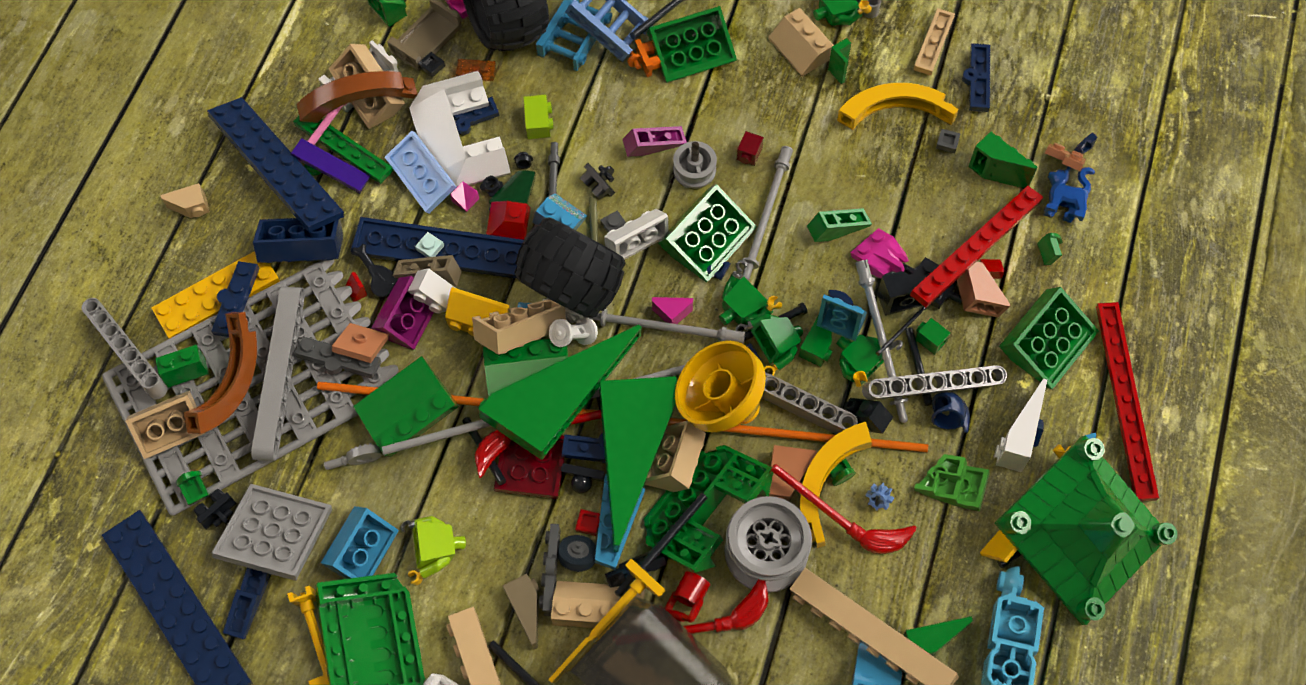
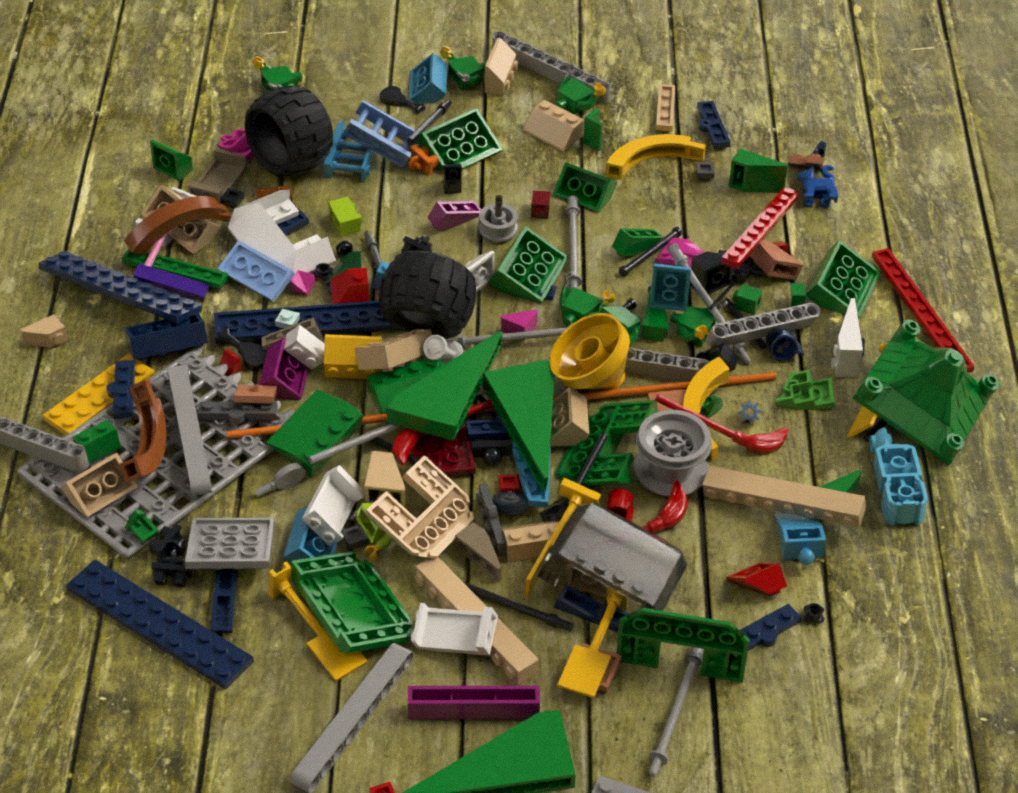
camera: 20 degrees left, 20 degrees down
(198, 544) = (171, 567): none -> black hips
(387, 513) = (332, 505): none -> white panel
(403, 552) = (354, 536): none -> dark grey plate
(451, 496) = (383, 477): none -> tan slope
(479, 575) = (436, 525): none -> tan slope
(665, 92) = (452, 178): none -> black slope
(806, 135) = (590, 188): none -> green slope
(811, 260) = (624, 270): none -> black bar
(990, 345) = (798, 294): none -> green slope
(1050, 248) = (818, 224): green tile -> none

